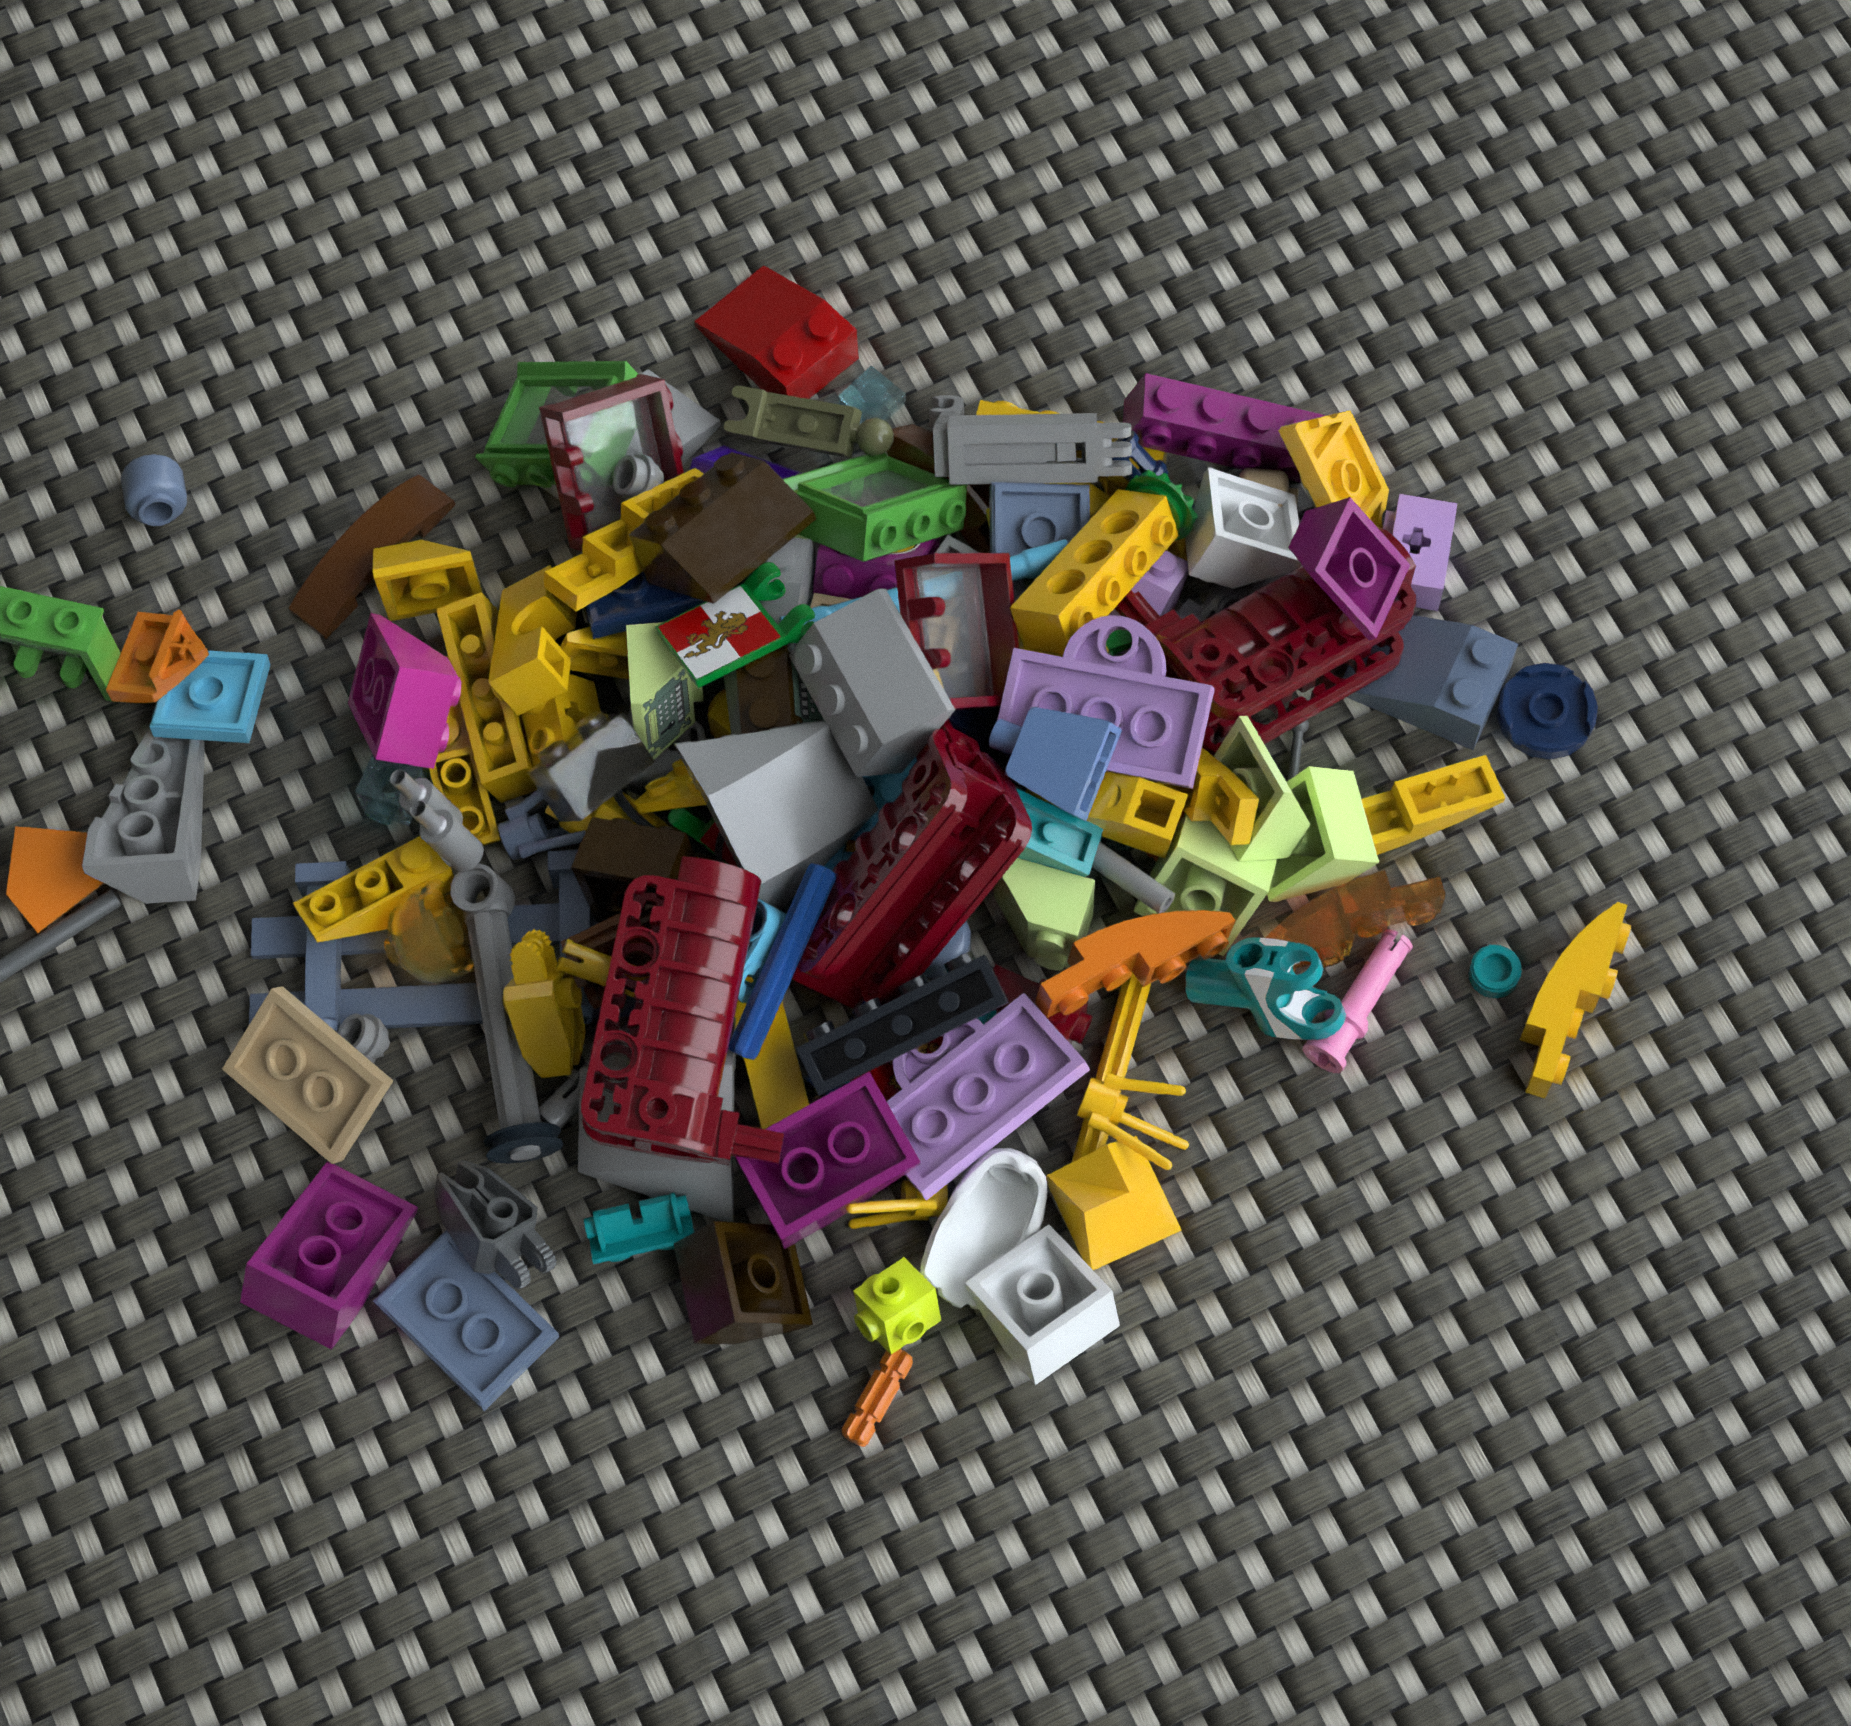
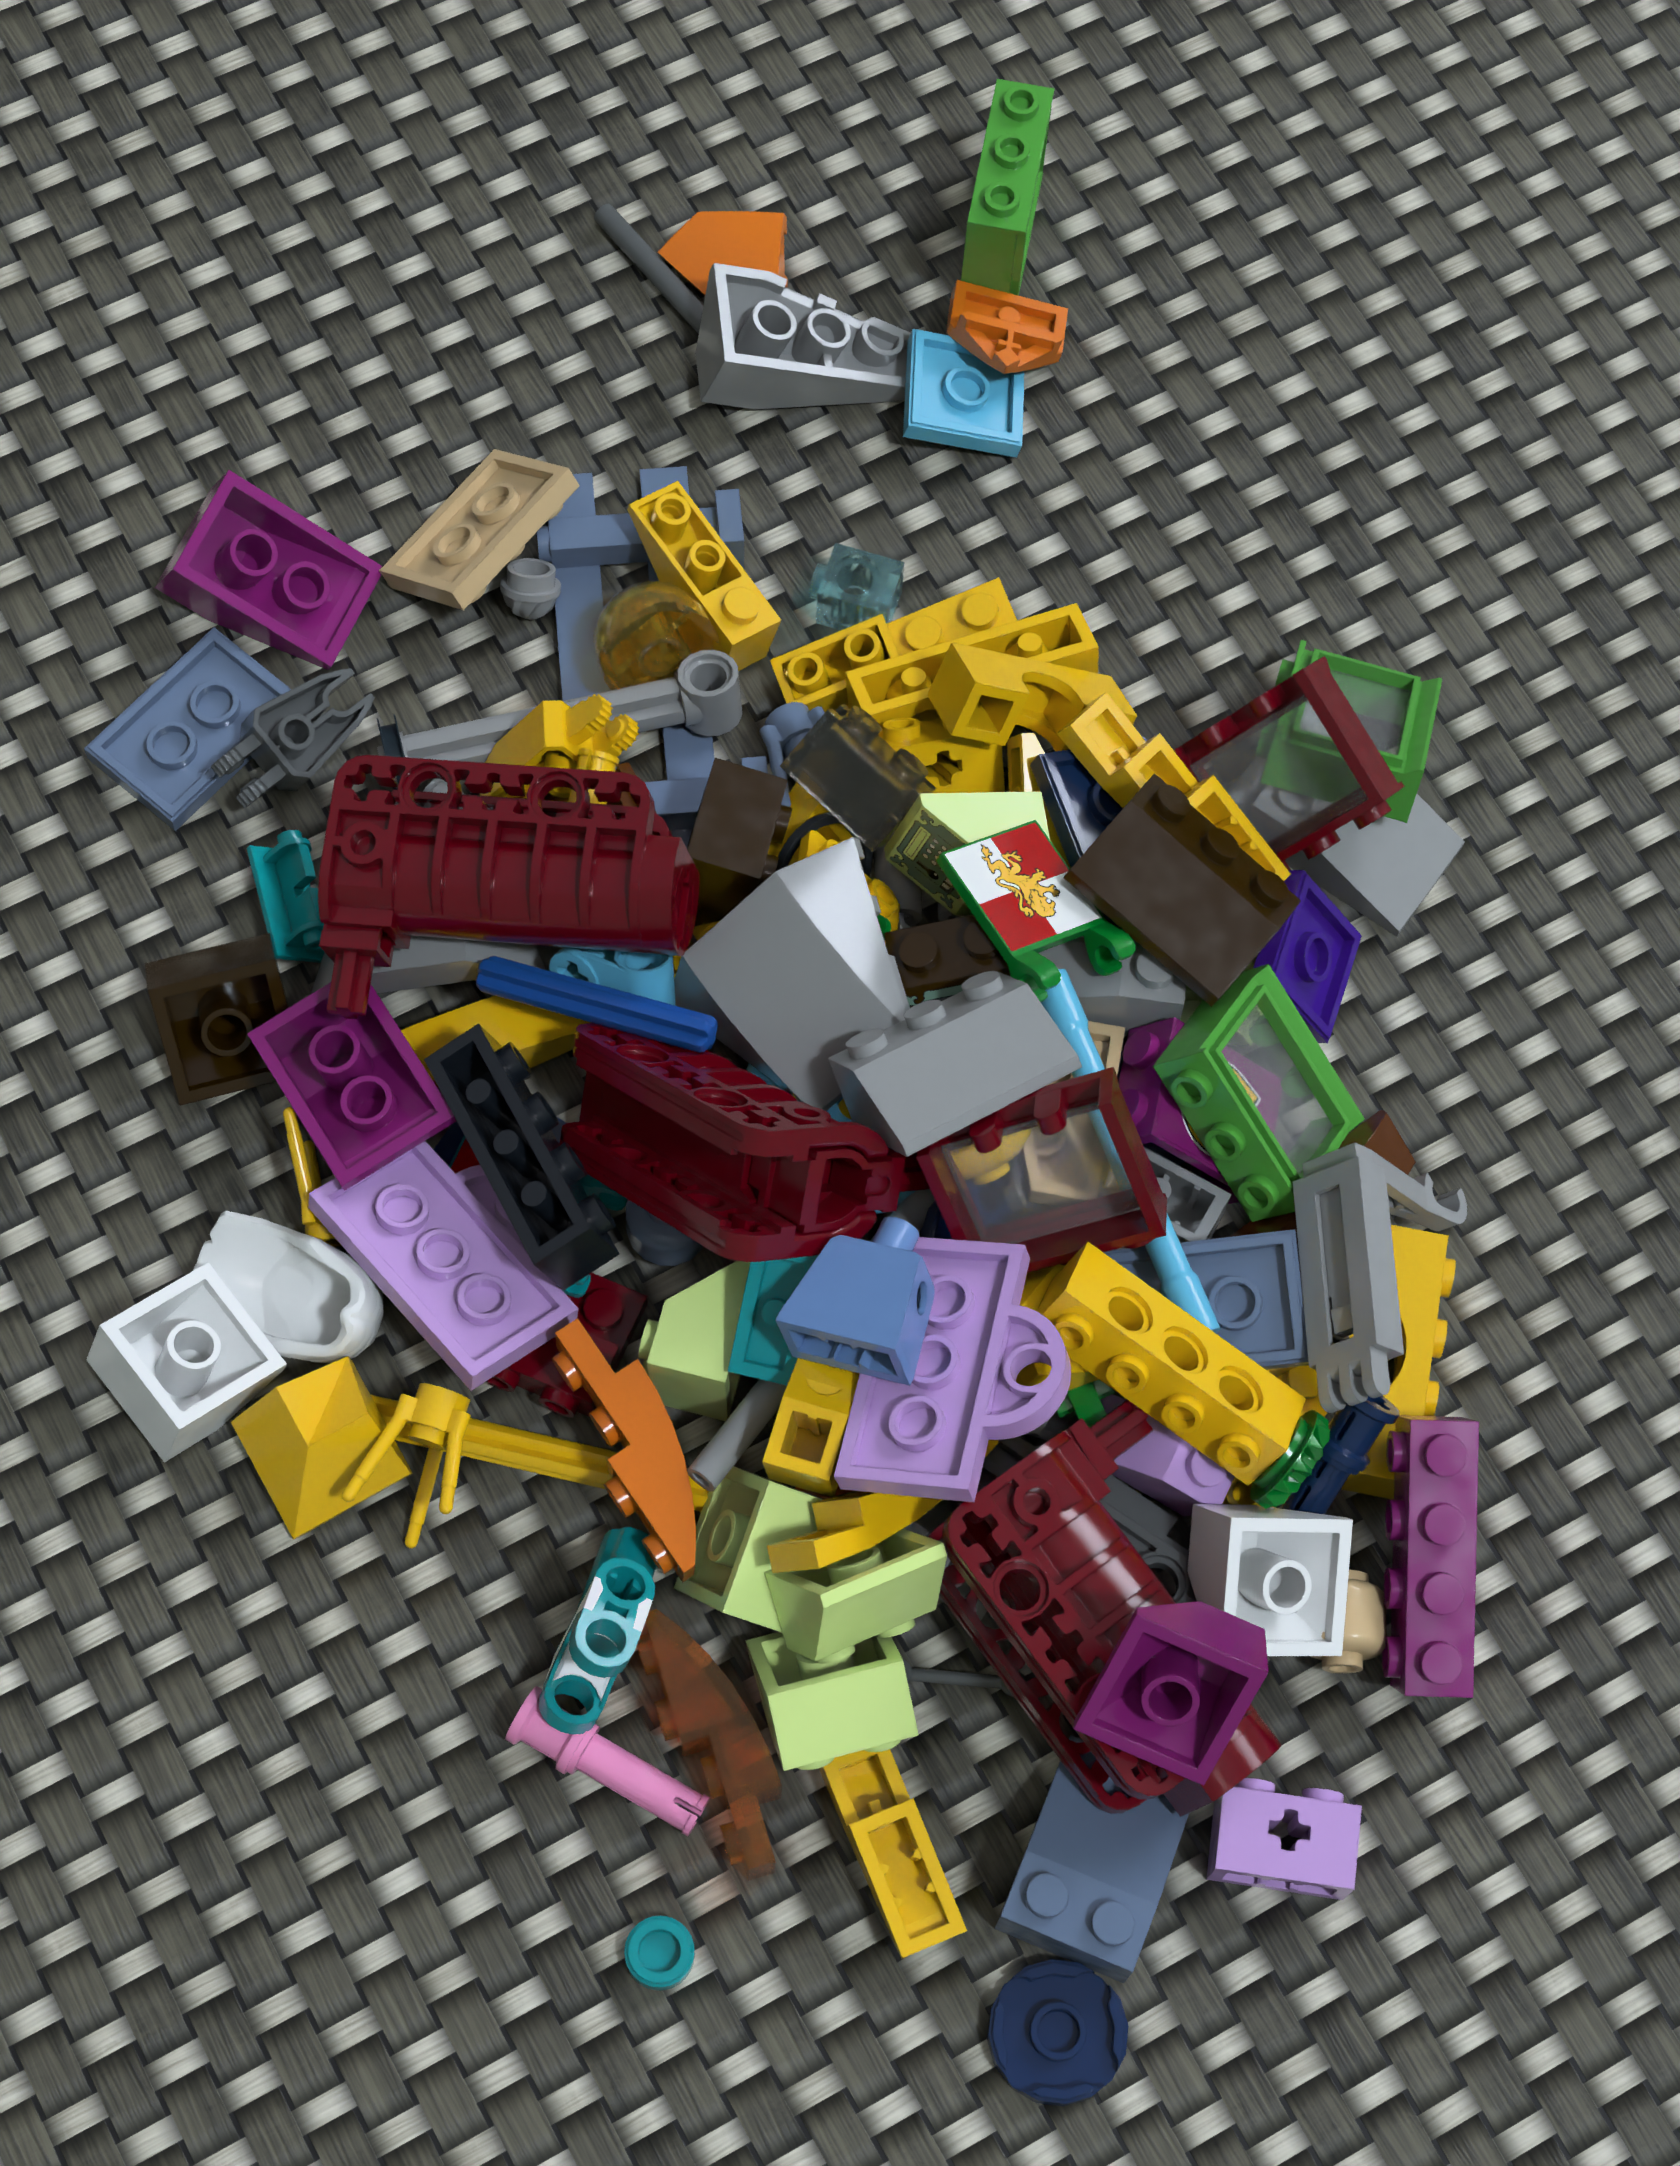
camera: 80 degrees right, 0 degrees up
(153, 489) = (1228, 306): sand blue head -> none
(347, 567) = (1179, 543): reddish brown slope -> none
(402, 695) = (945, 571): dark pink slope -> none
(422, 577) = (1129, 590): yellow slope -> none
(438, 821) = (789, 623): light grey piece -> none
(636, 475) = (1264, 801): light grey plate -> none
(781, 335) = (1526, 993): red slope -> none
(808, 424) = (1389, 1022): olive plate -> none
(873, 396) = (1444, 1111): clear light blue plate -> none
(877, 1397) = (84, 1180): orange axle -> none
(896, 1306) = (183, 1187): neon yellow brick -> none
(1337, 463) = (1372, 1715): yellow wing -> none
(1569, 990) = (647, 2064): yellow slope -> none

